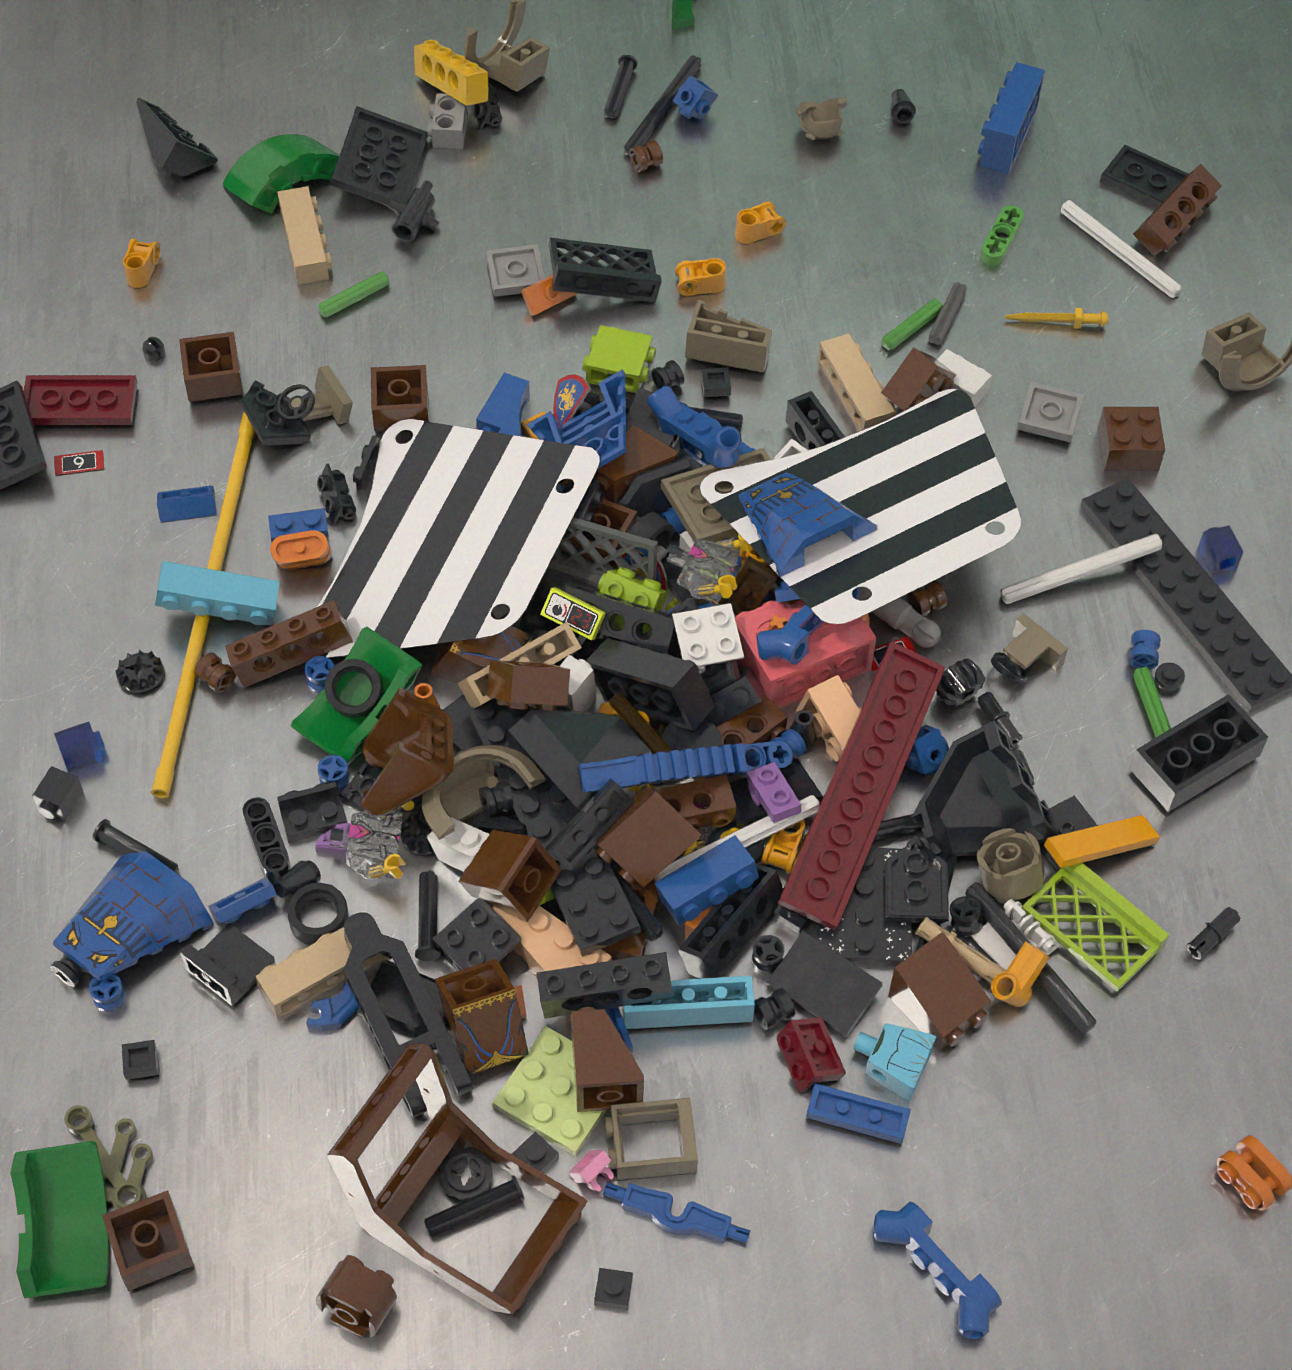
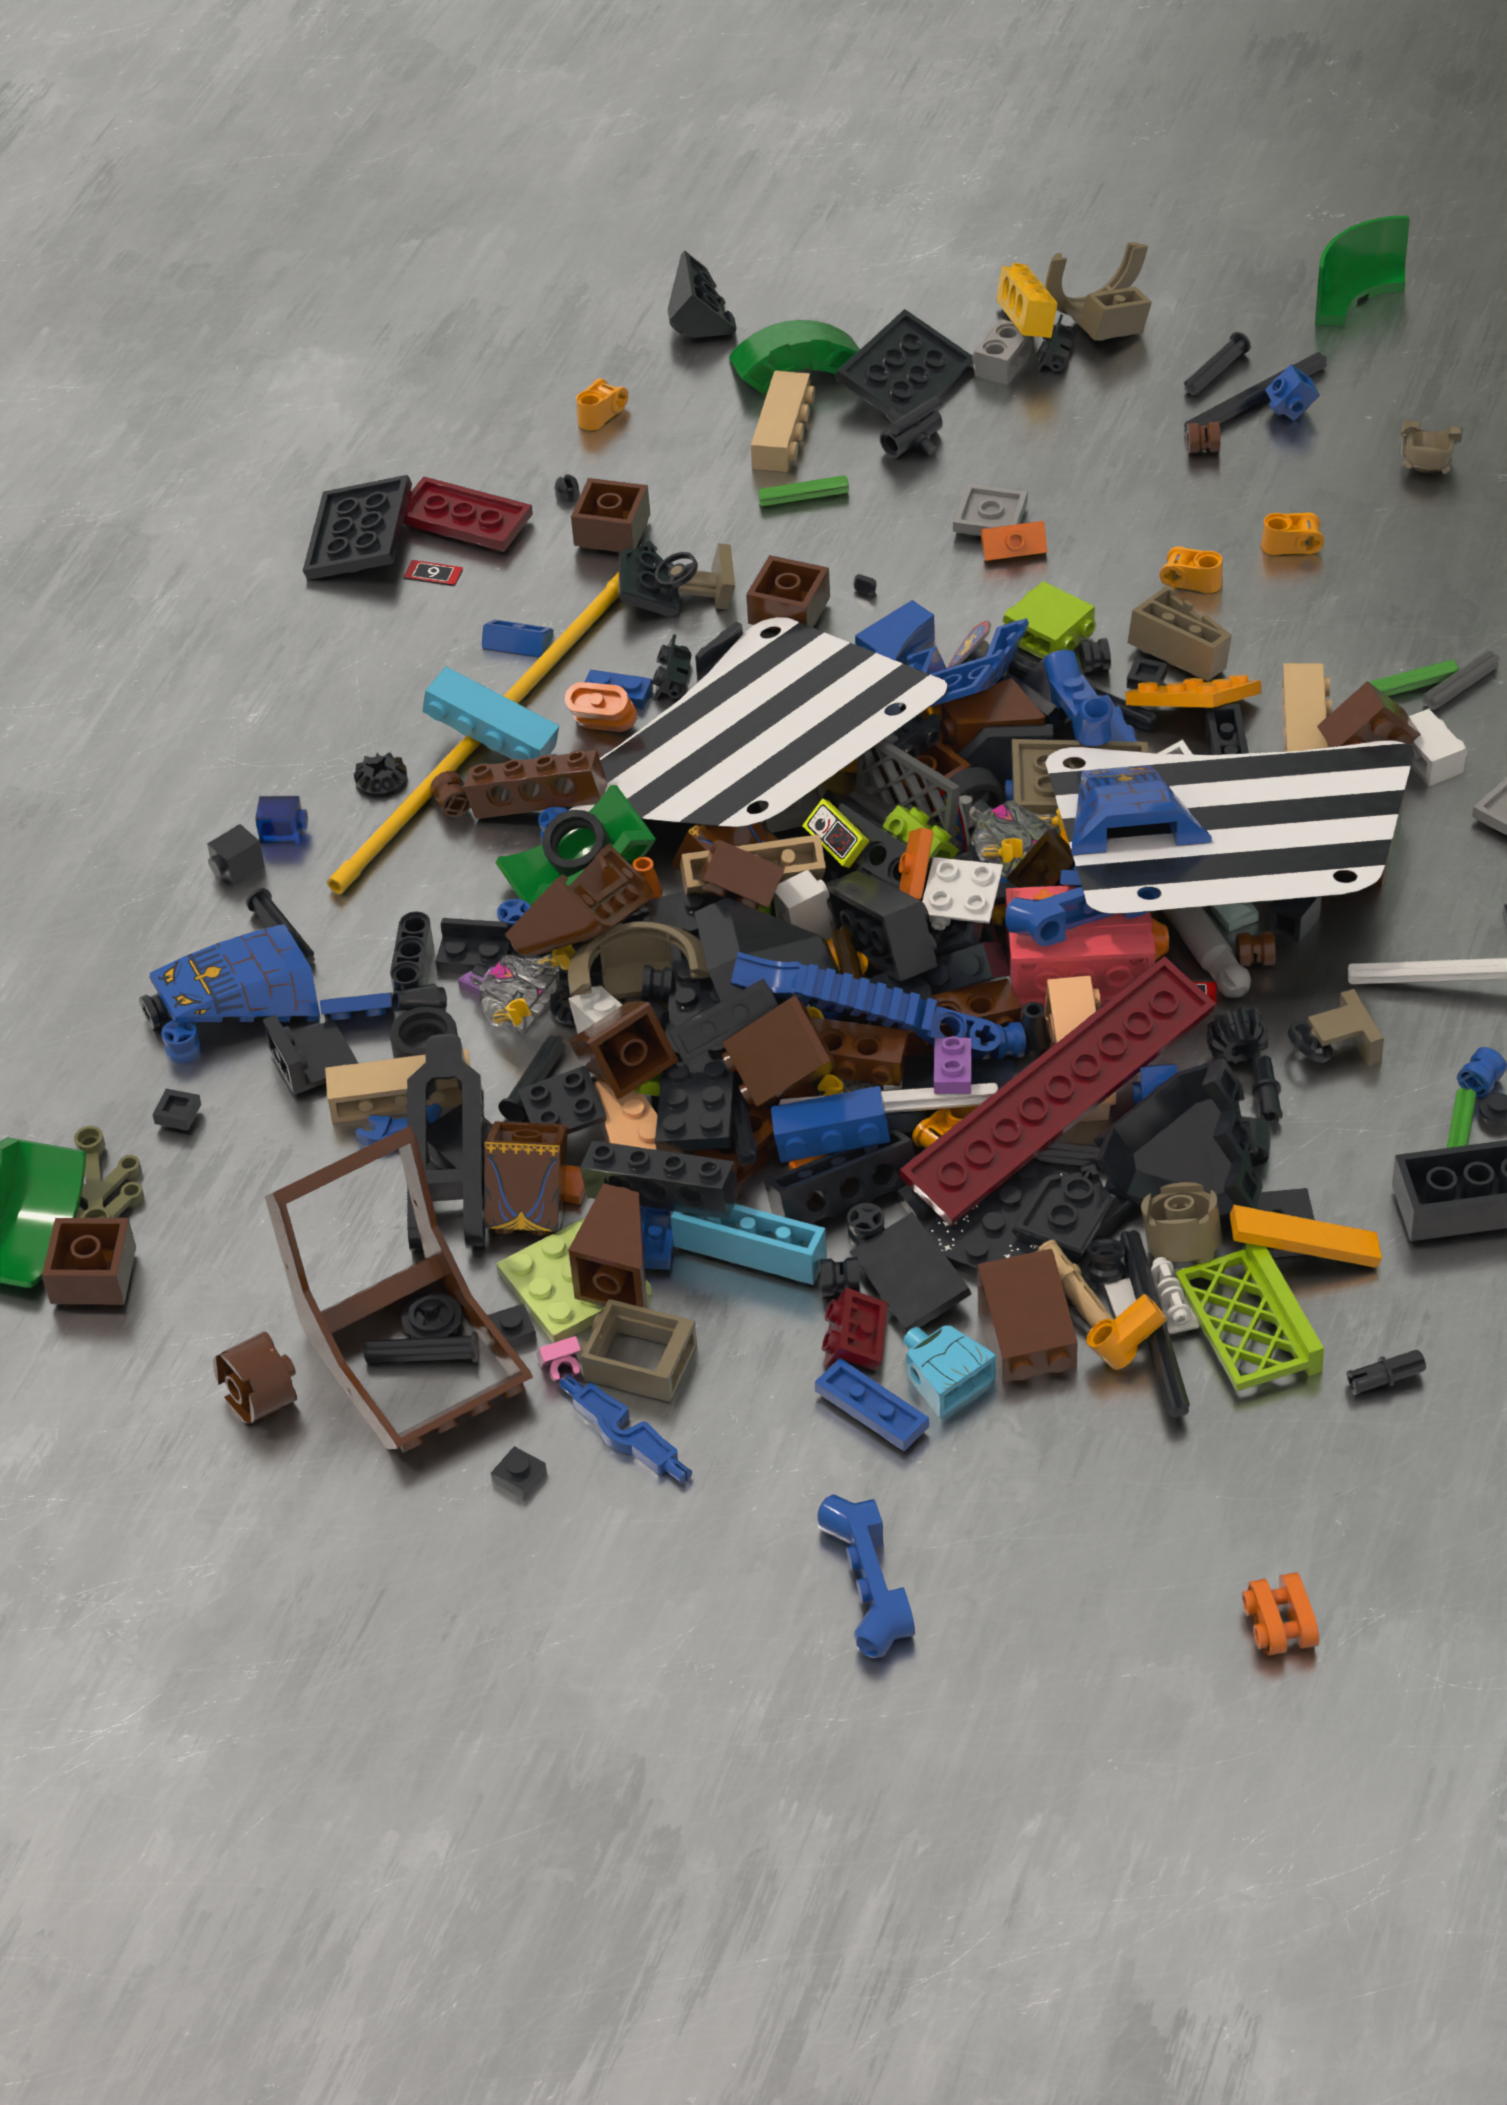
camera: 30 degrees right, 10 degrees down
(450, 366) = (864, 585): none -> black rock
(596, 279) = (1087, 546): black fence -> none
(662, 625) = (915, 861): none -> orange plate
(771, 389) = (1194, 692): none -> light orange plate

